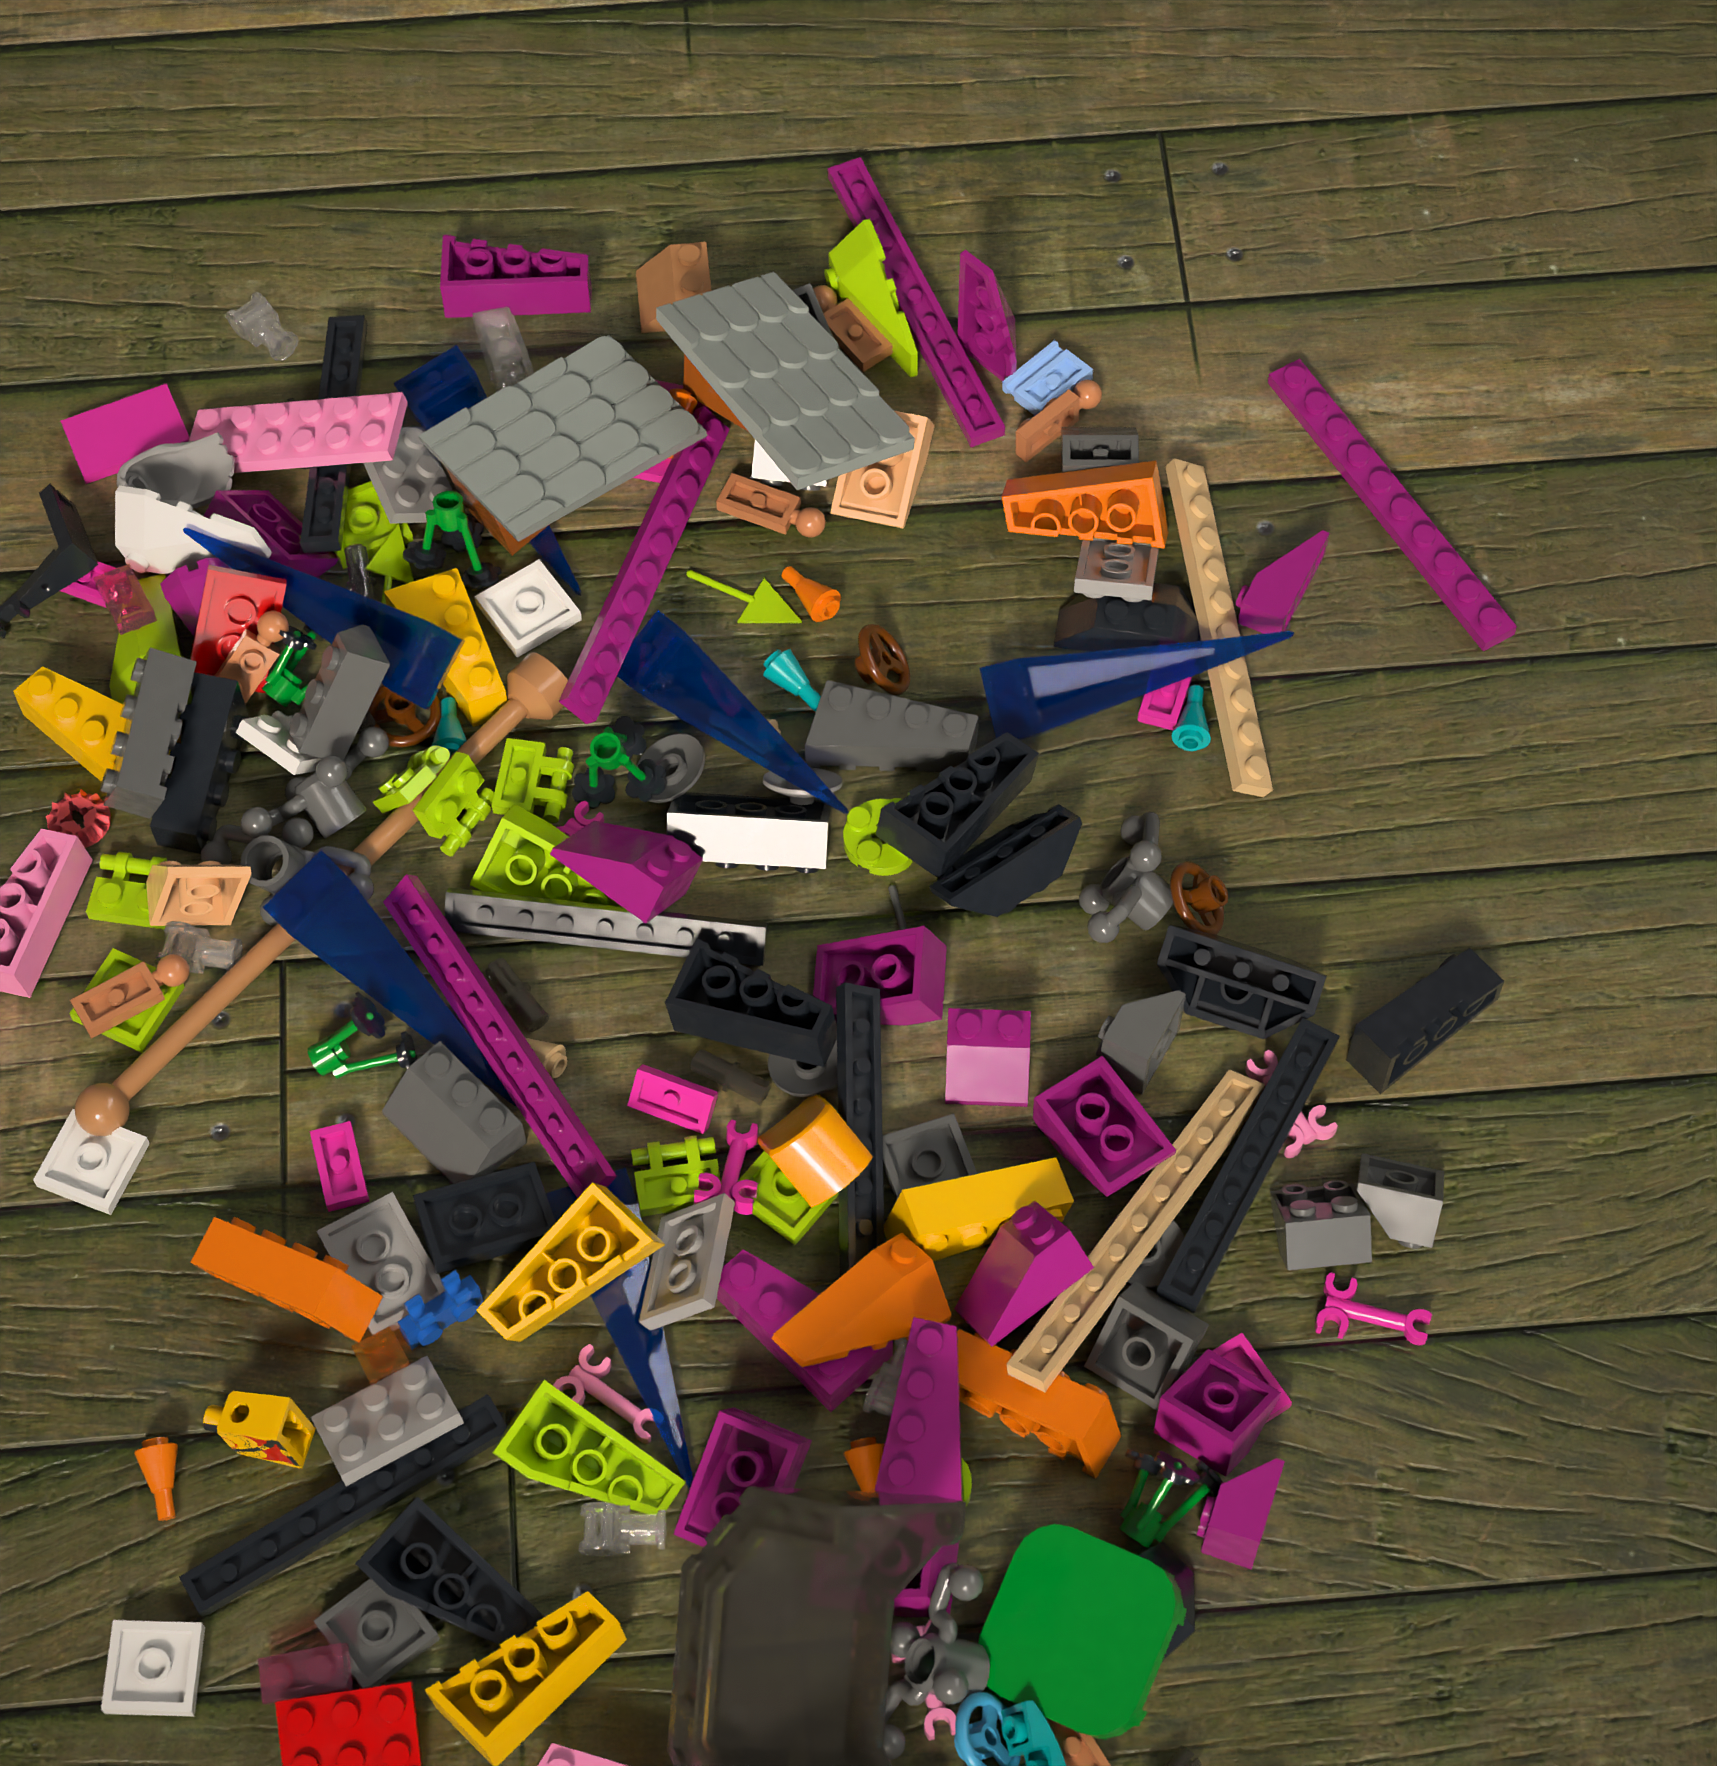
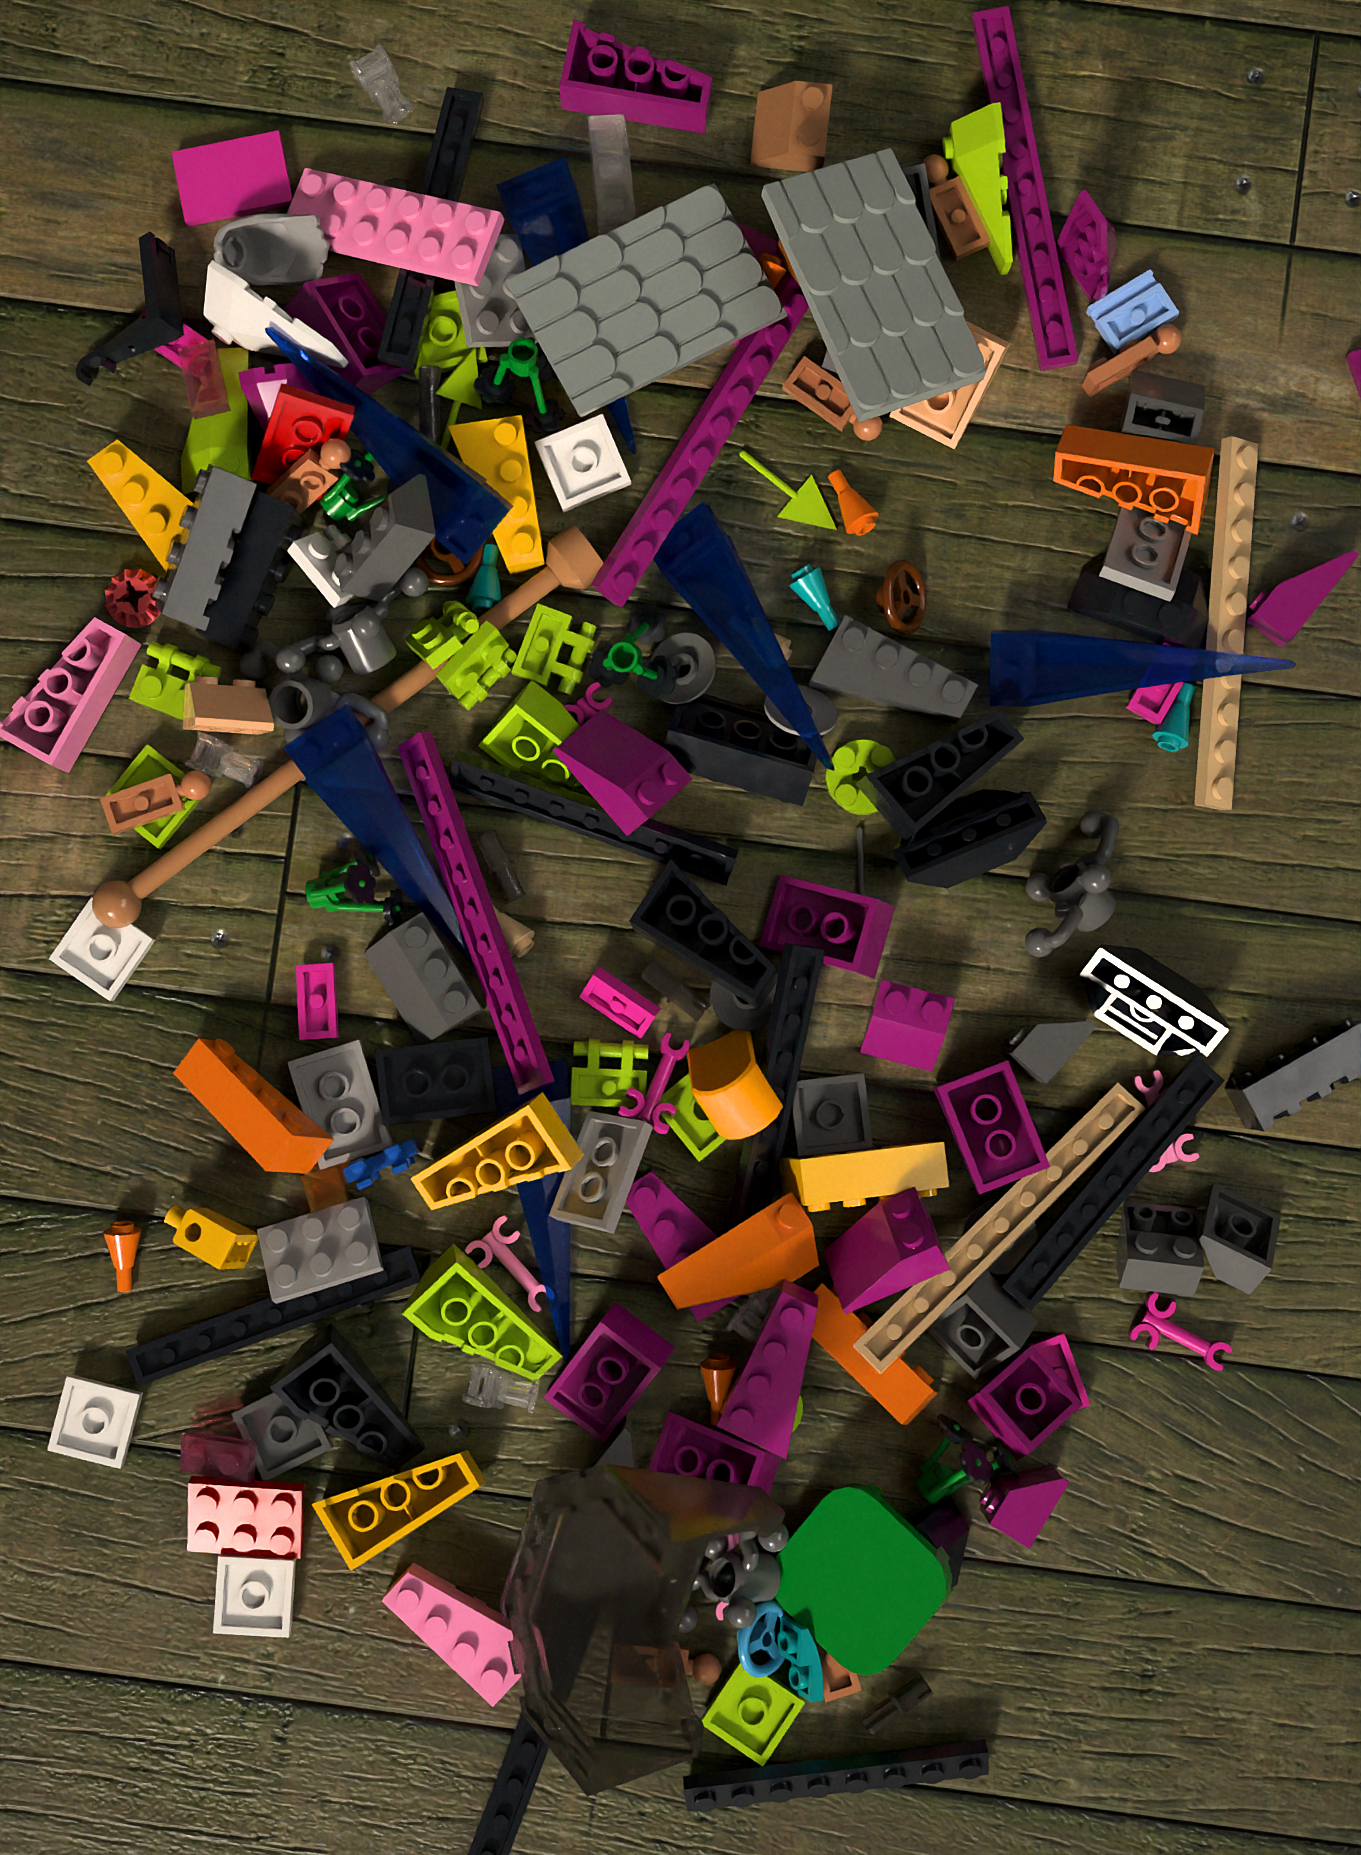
camera: 15 degrees right, 25 degrees up
(1205, 896) = (1141, 913): reddish brown piece -> none

